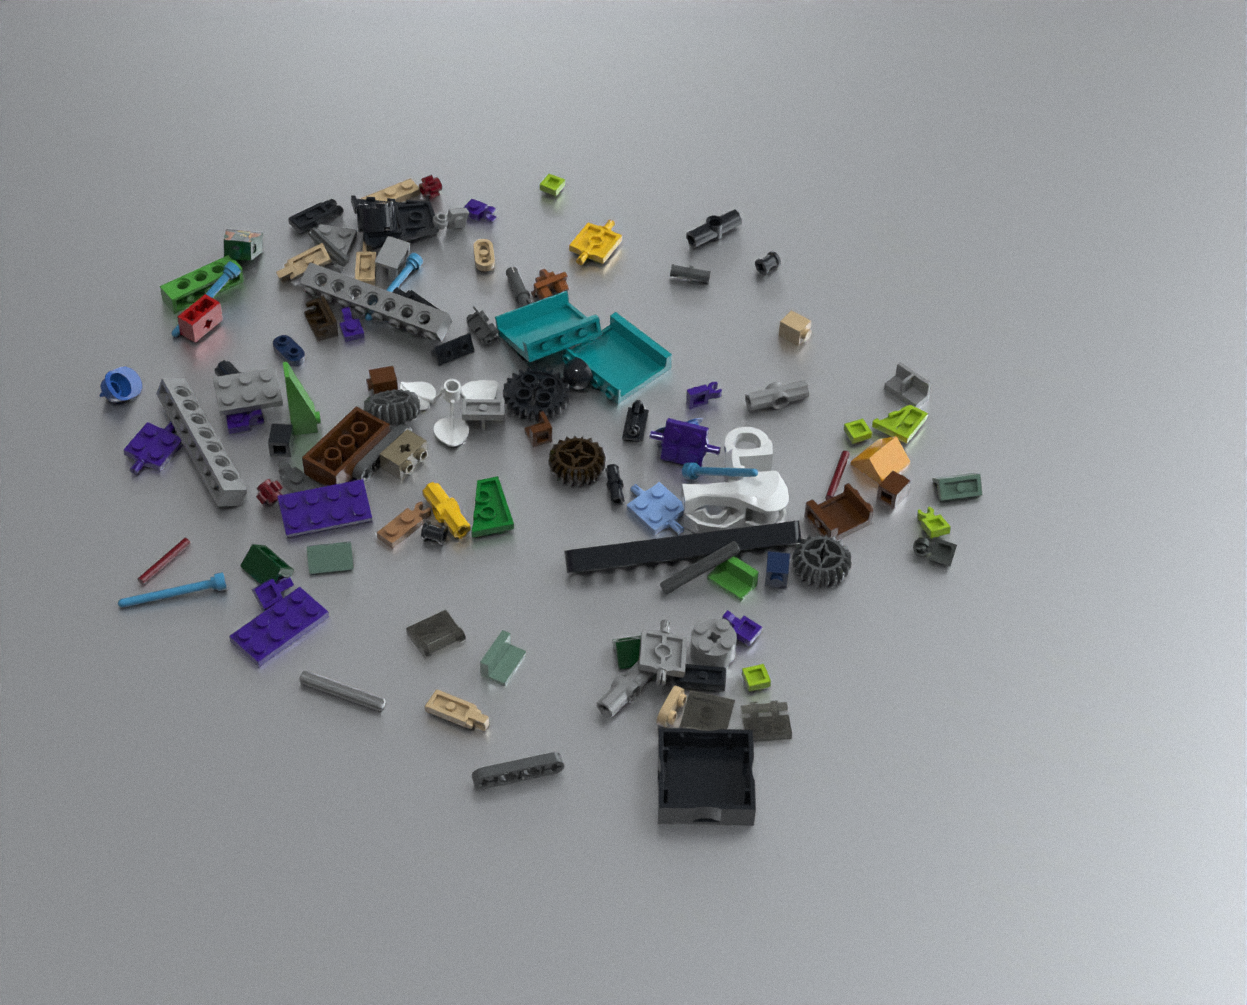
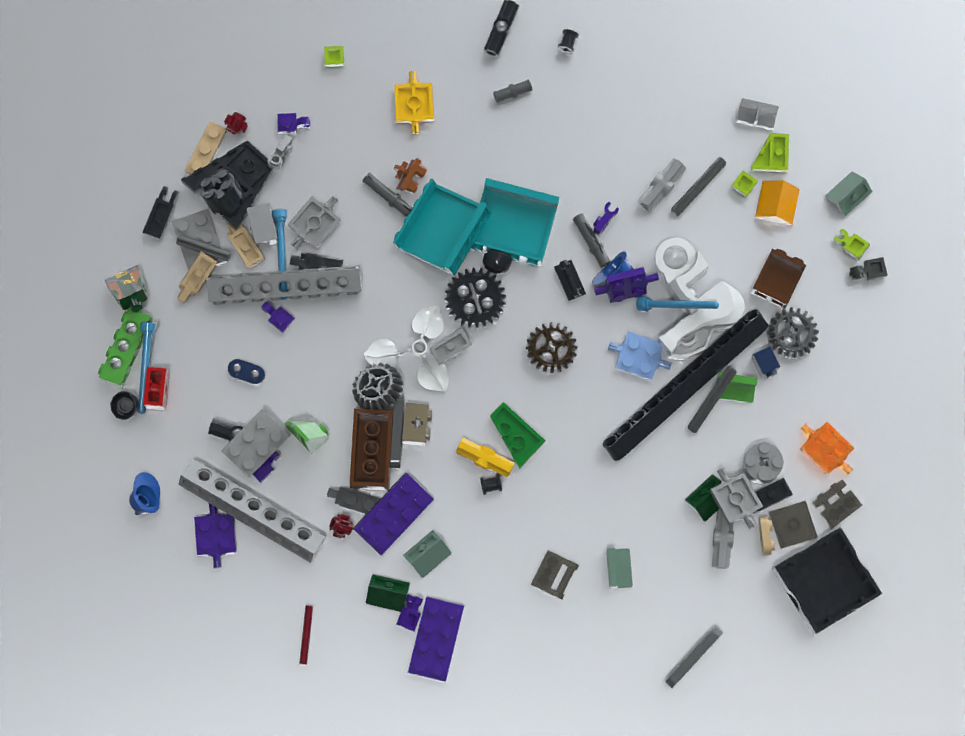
camera: 30 degrees left, 30 degrees up
(164, 319) = (124, 405): none -> black hair
(216, 582) = (361, 631): dark azure piece -> none
(281, 440) = (311, 468): black brick -> none
(321, 319) = (250, 325): dark brown hinge -> none
(342, 690) = (523, 666): light grey axle -> none
(382, 380) = (347, 361): reddish brown brick -> none
(403, 525) = (460, 490): medium nougat plate -> none
(439, 279) = (314, 222): none -> light grey plate
(453, 349) = (381, 283): black hinge -> none
(456, 711) = (616, 633): tan hinge -> none
(484, 255) = (332, 173): tan plate -> none
(487, 331) = (392, 255): dark grey hinge -> none
(539, 433) = (501, 334): reddish brown panel -> none
(615, 484) = (594, 352): black pin -> none
(679, 410) = (595, 246): none -> dark grey pin
(745, 628) = (774, 432): dark purple plate -> none
(756, 677) = (808, 471): lime plate -> none
(789, 670) = (827, 448): none -> clear orange plate
(795, 328) = (634, 103): tan brick -> none
(811, 414) = (698, 186): none -> dark grey axle
(837, 475) = (753, 237): dark red bar -> none
(893, 489) = (806, 229): reddish brown brick -> none

